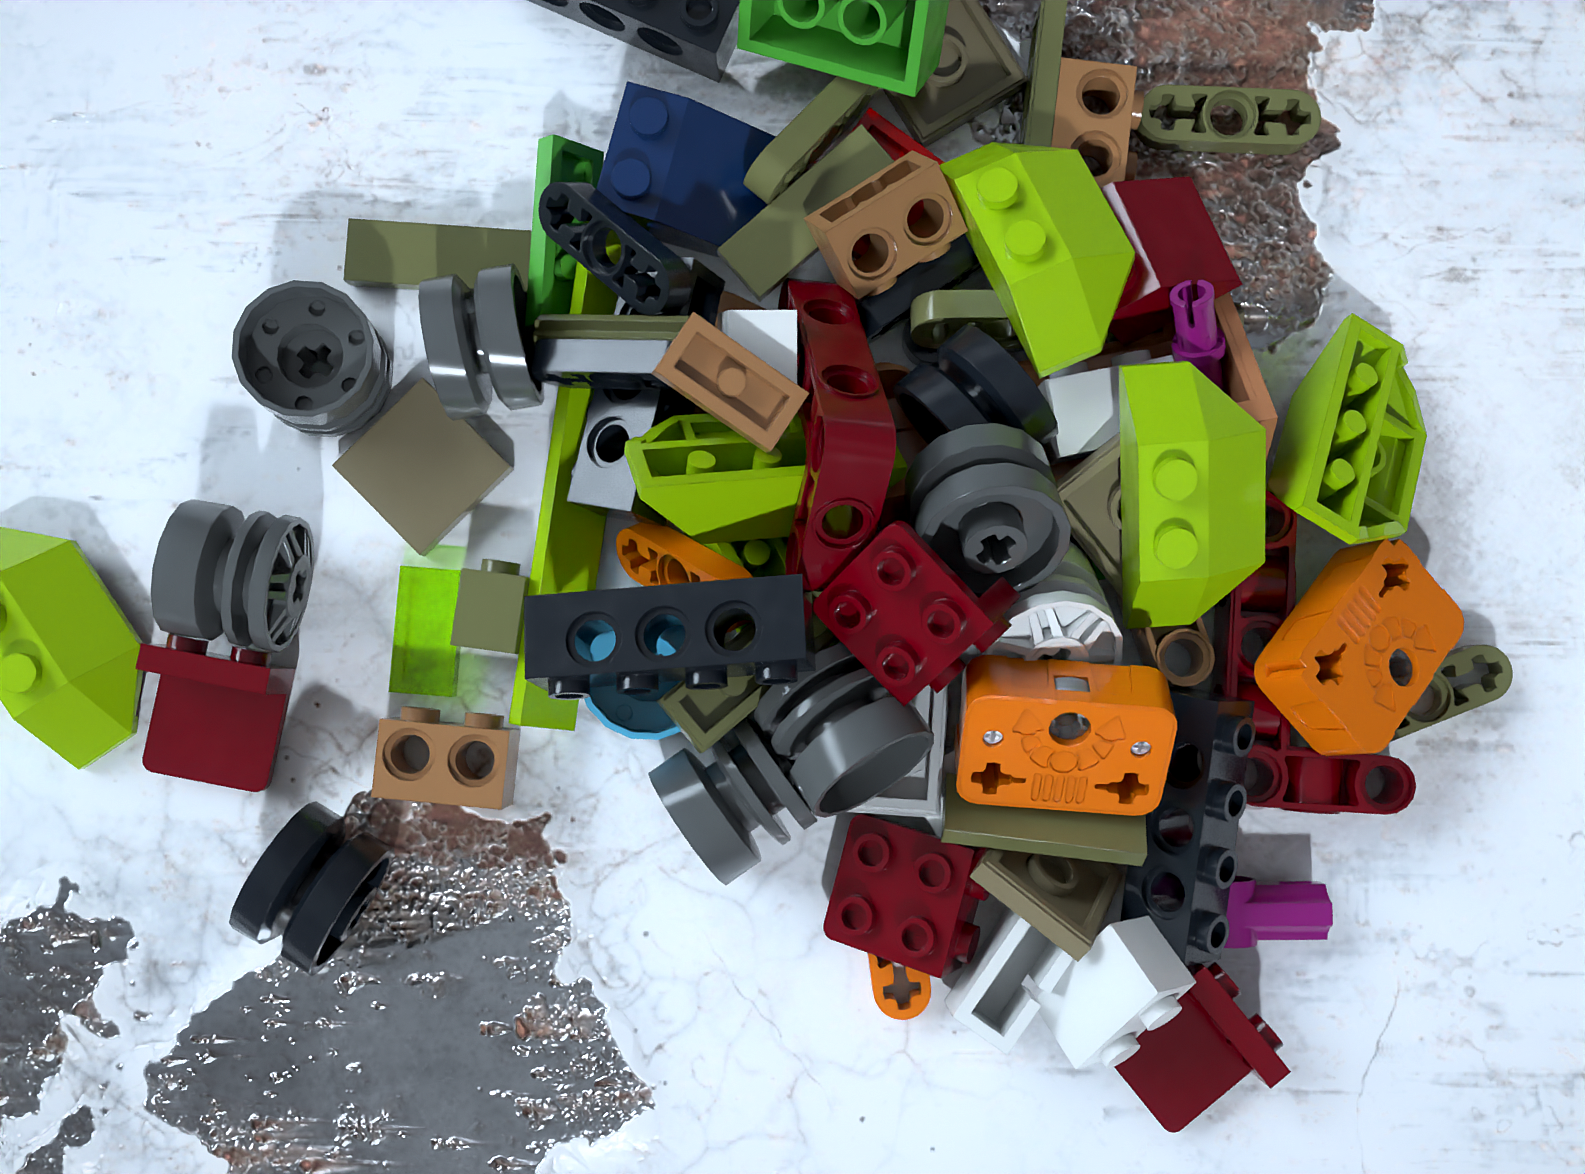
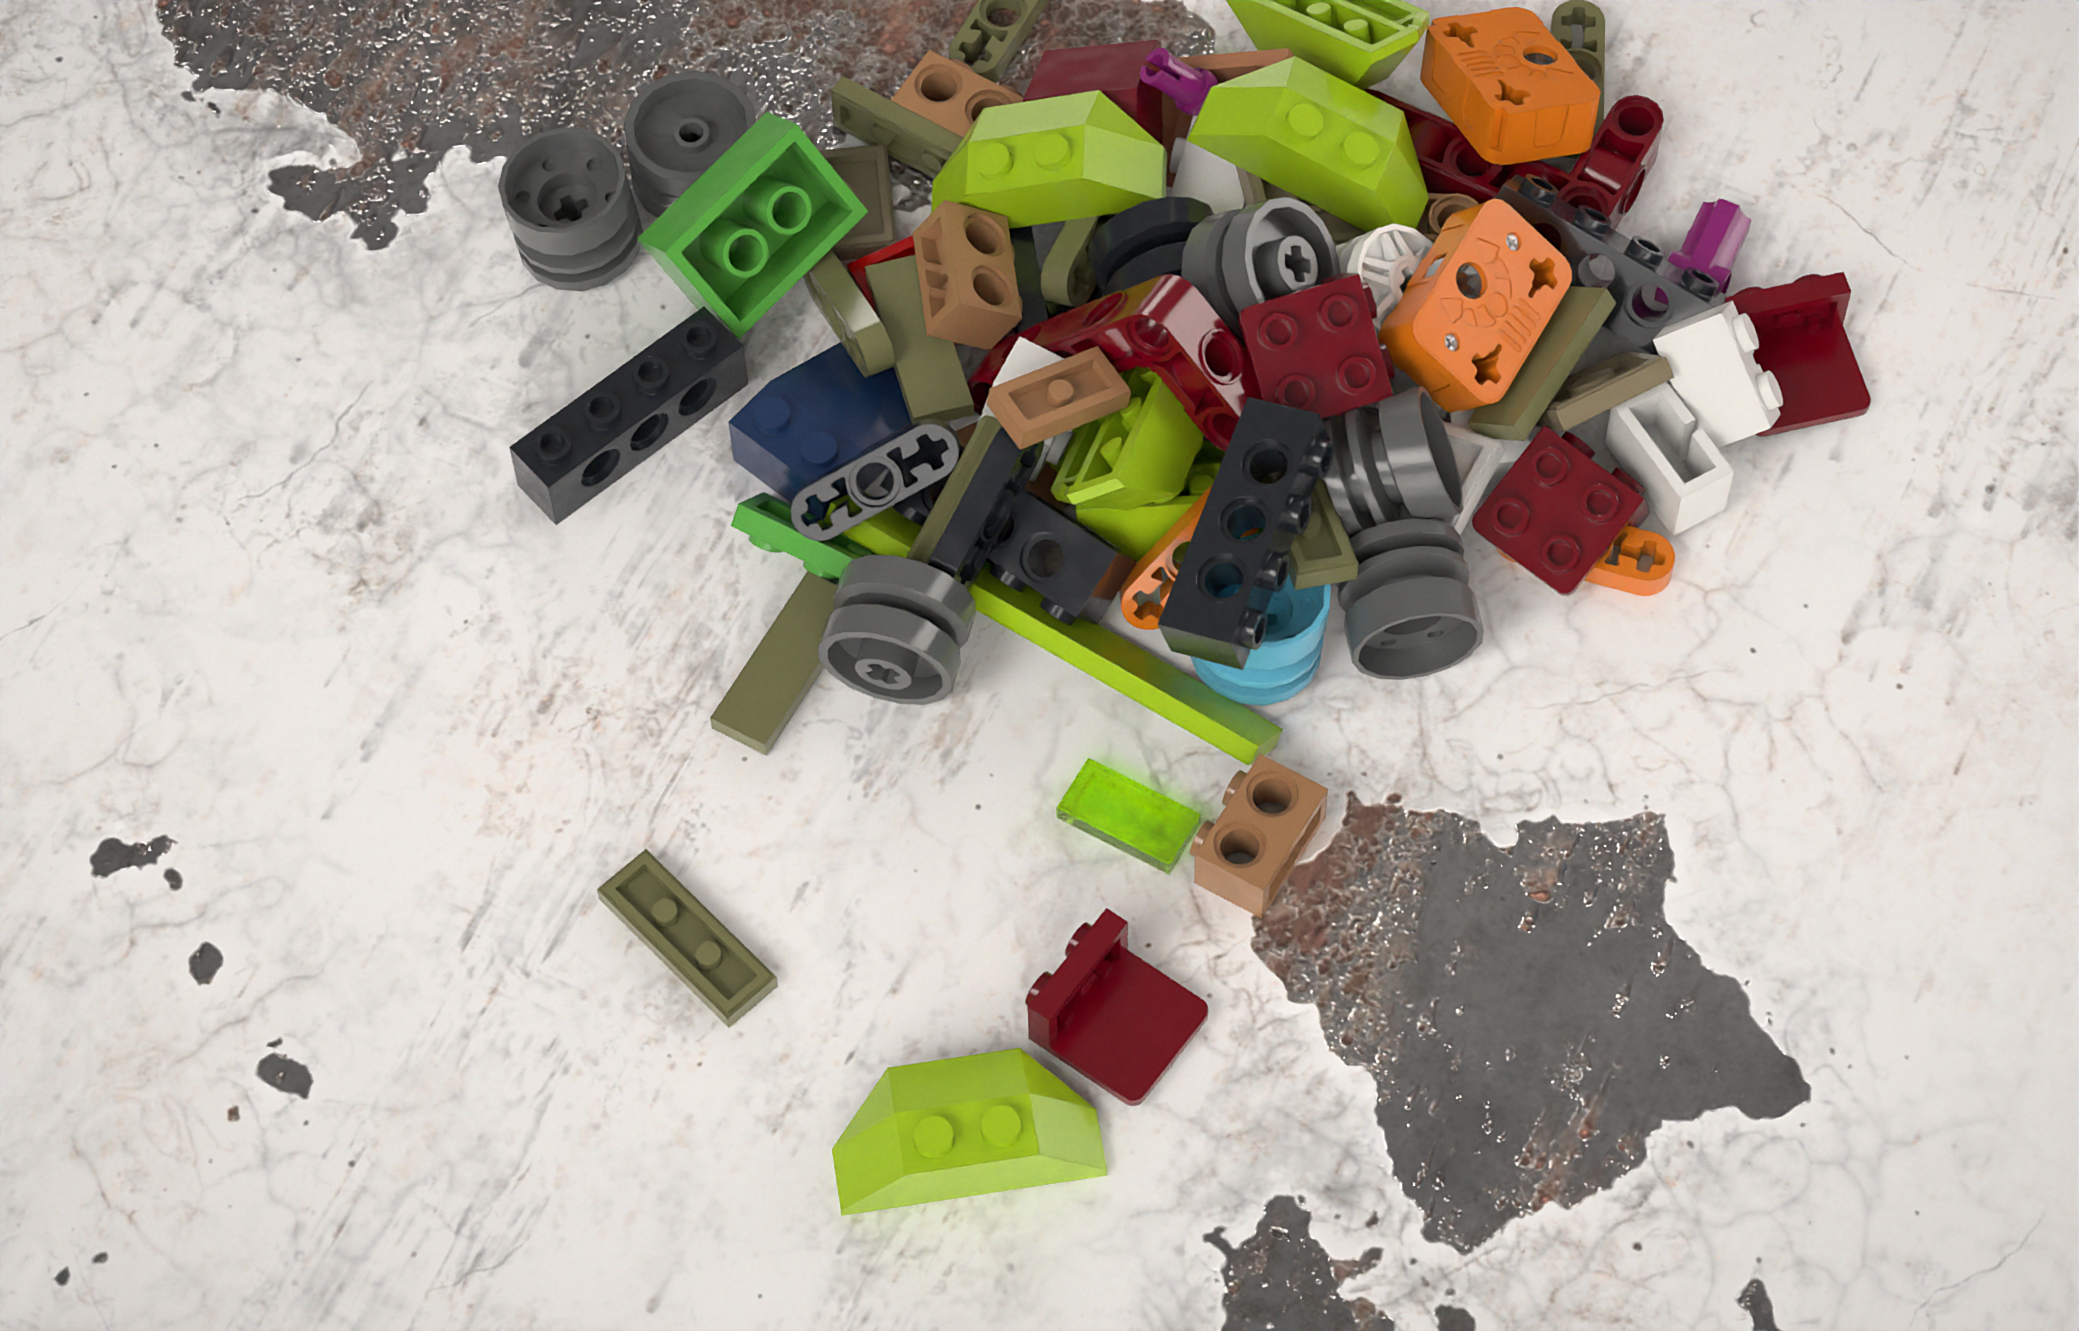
camera: 60 degrees left, 25 degrees down
(137, 304) = (687, 938): none -> olive tile
(232, 575) = (1001, 918): dark grey wheel -> none
(292, 330) = (837, 775): dark grey wheel -> none
(311, 887) = (1324, 967): black wheel -> none
(422, 468) = (973, 756): dark tan tile -> none
(490, 607) = (1139, 738): olive brick -> none

